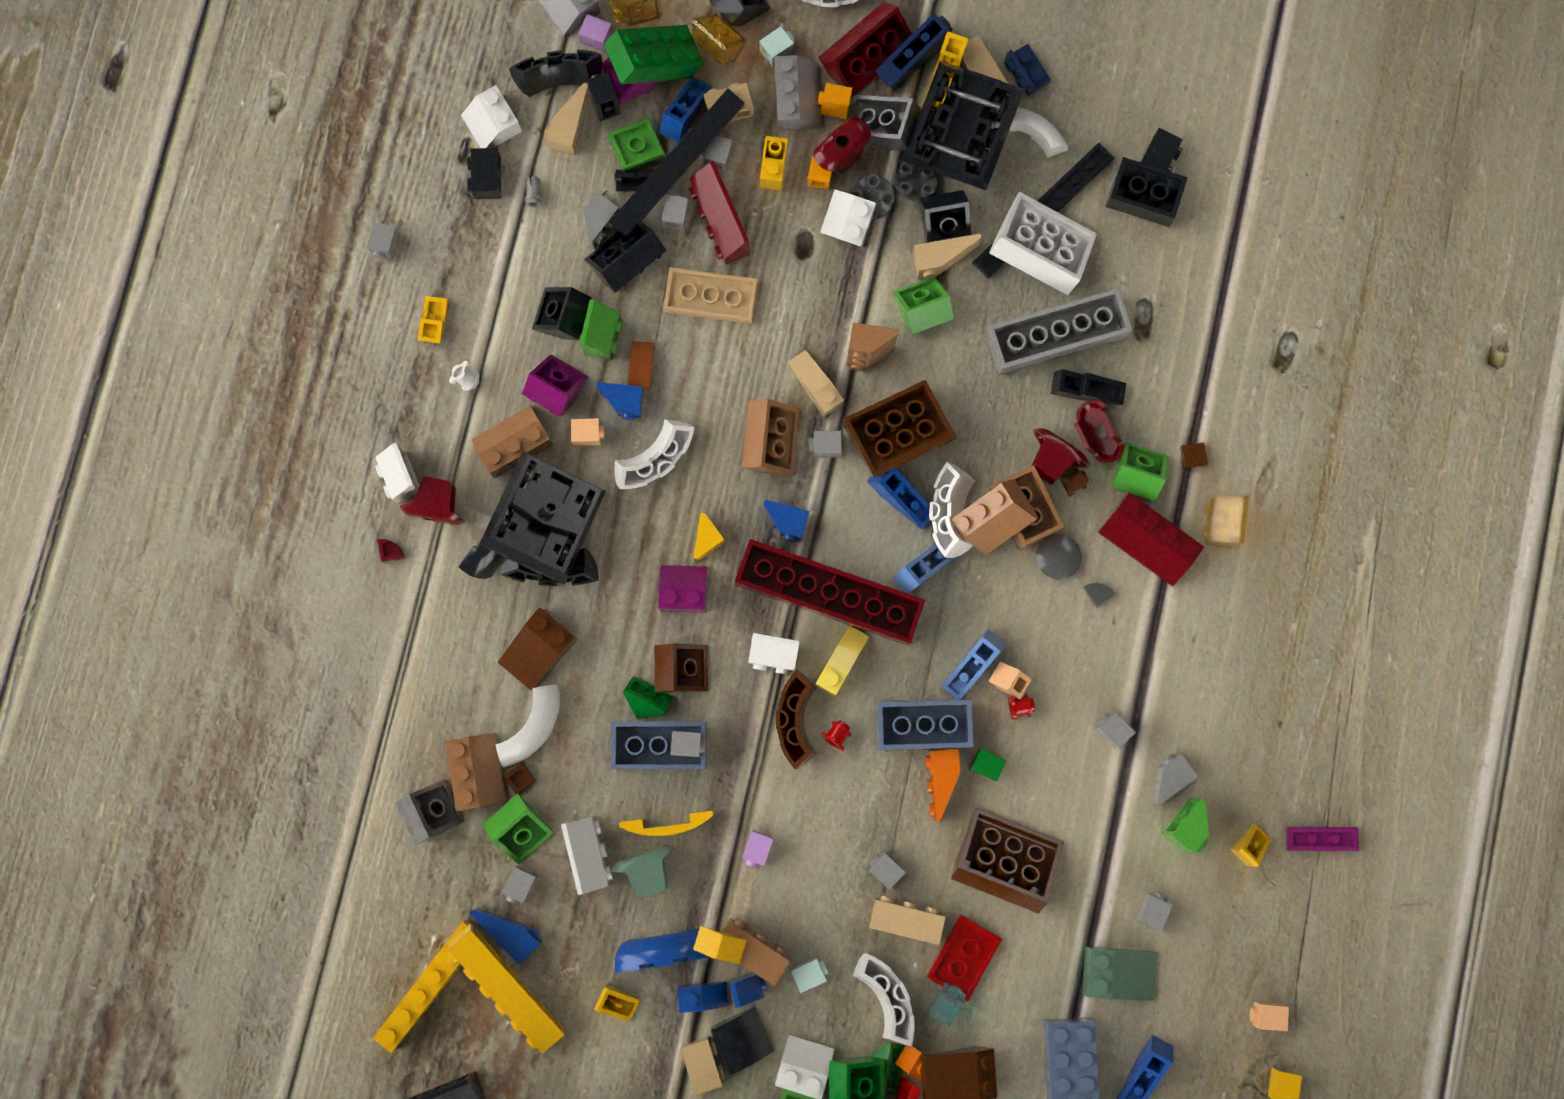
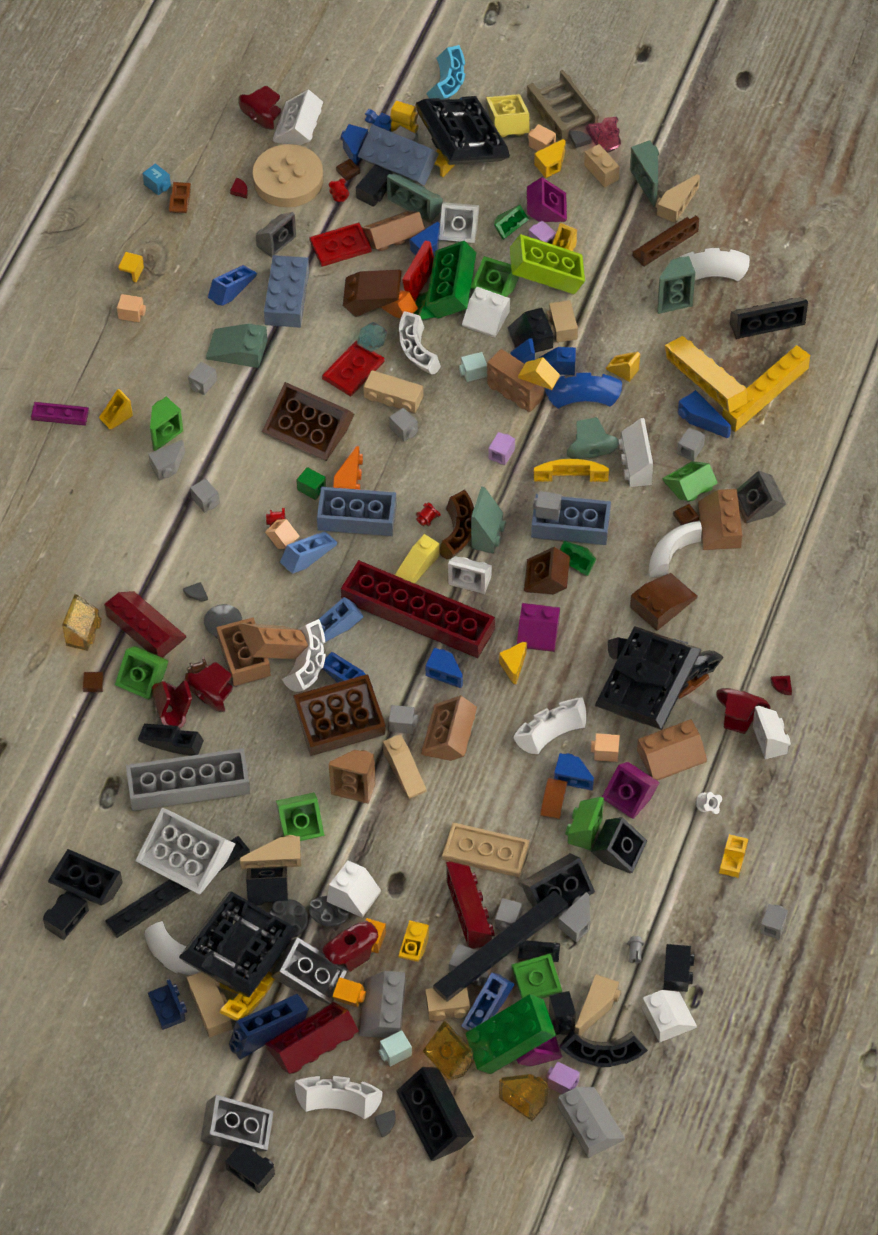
camera: 170 degrees left, 25 degrees down
(760, 720) = (486, 523): none -> sand green slope

